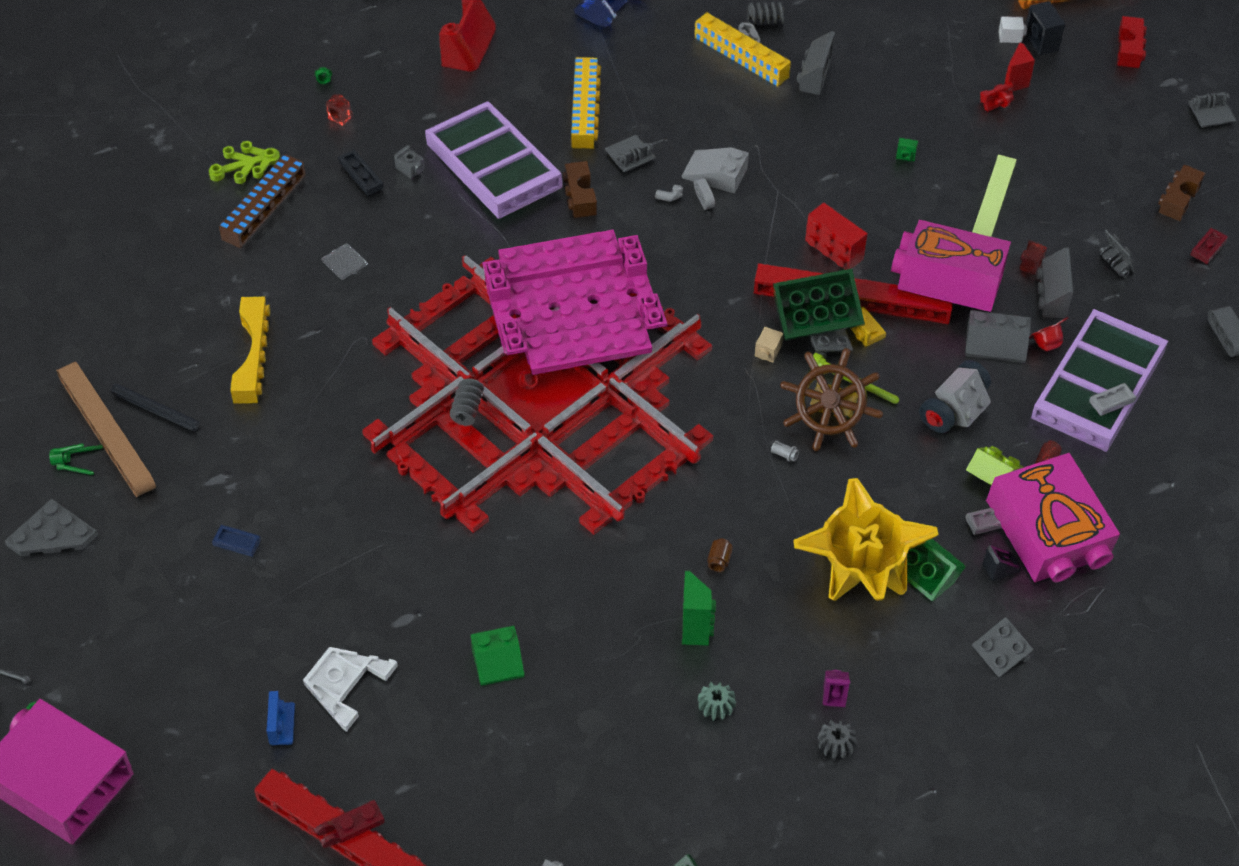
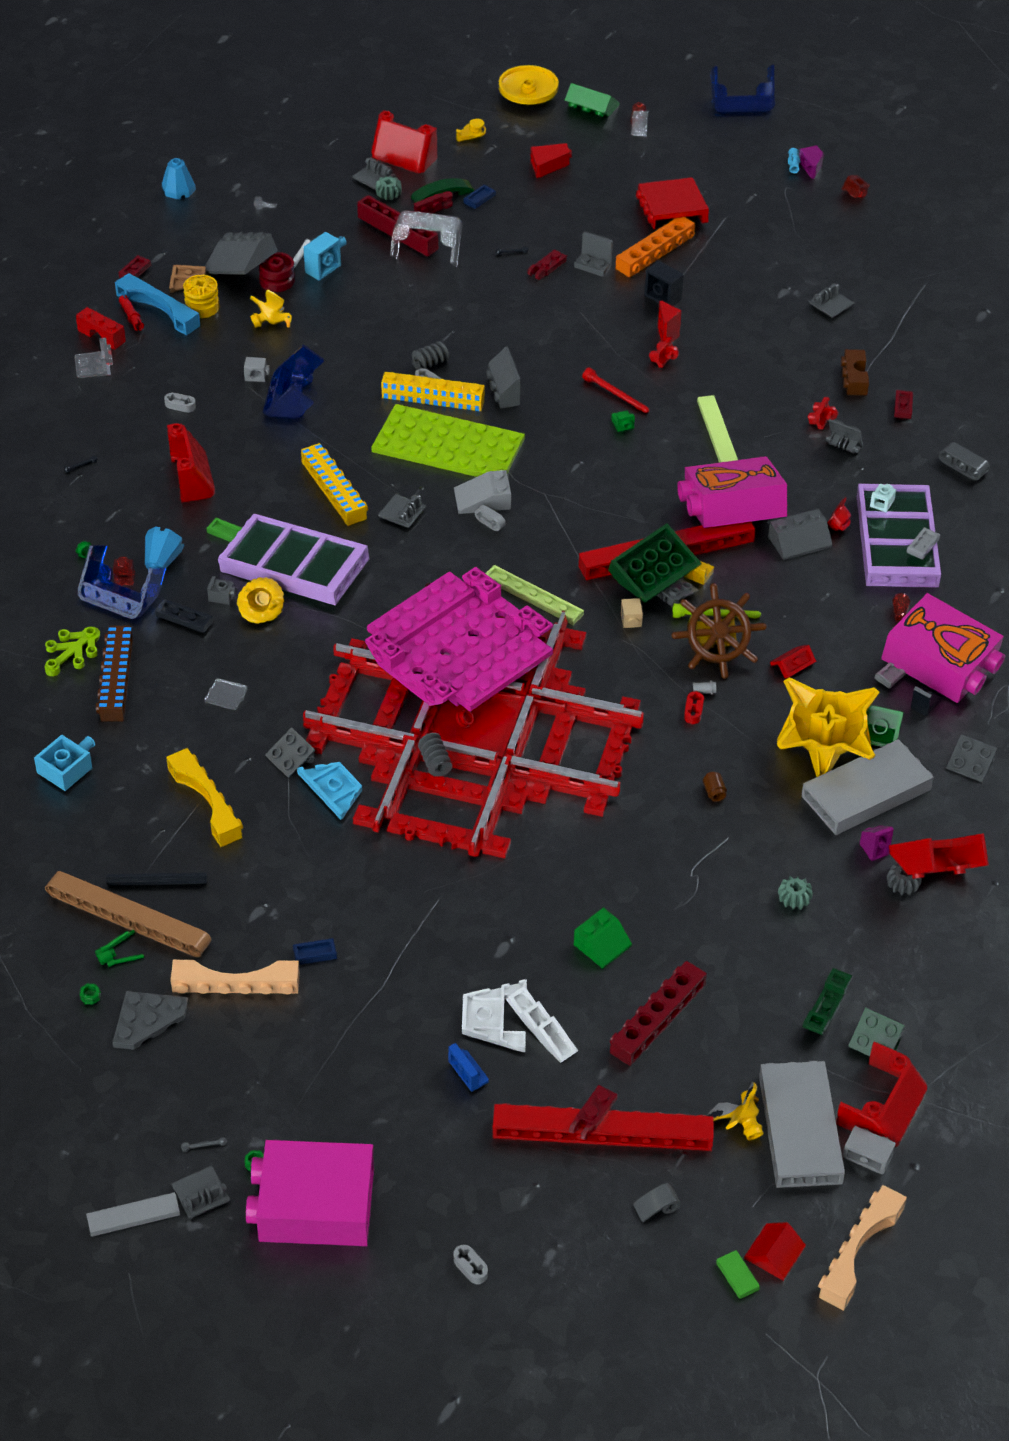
camera: 30 degrees left, 5 degrees down
(21, 487) = (90, 993): none -> green tile
(156, 262) = (64, 761): none -> medium azure brick
(184, 549) = (191, 977): none -> light nougat arch
(314, 127) = (98, 589): none -> clear blue windscreen
(354, 342) = (291, 752): none -> dark grey hinge
(368, 391) = (333, 785): none -> medium azure wing
(378, 712) = (542, 1026): none -> white slope
(383, 102) = (161, 547): none -> dark azure cone
(434, 186) = (260, 600): none -> yellow piece
(455, 104) = (223, 529): none -> bright green tile
(486, 765) = (657, 1013): none -> dark red brick
(581, 200) = (391, 563): reddish brown arch -> none
(663, 832) = (828, 1002): none -> dark green slope
(670, 196) = (462, 530): light grey arm -> none
(691, 287) = (535, 595): none -> yellowish green tile
(697, 612) = (736, 830): green slope -> none
(723, 104) = (447, 442): none -> lime plate
(757, 463) = (697, 708): none -> red beam
(836, 236) = (624, 508): red brick -> none
(863, 629) = (867, 787): none -> light grey brick
(881, 732) = (940, 855): none -> red windscreen
(895, 463) = (794, 660): none -> red panel
(908, 92) = (591, 376): none -> red piece
(959, 398) = (811, 590): light grey brick -> none
(990, 463) = (870, 632): lime slope -> none
(1012, 29) = (636, 296): white brick -> none
(1032, 257) = (782, 463): clear red brick -> none
(1055, 284) = (817, 476): dark grey slope -> none
(1108, 330) = (885, 493): none -> light aqua brick
(1116, 221) = (822, 413): none -> red hips
(1132, 42) = (739, 276): red arch -> none

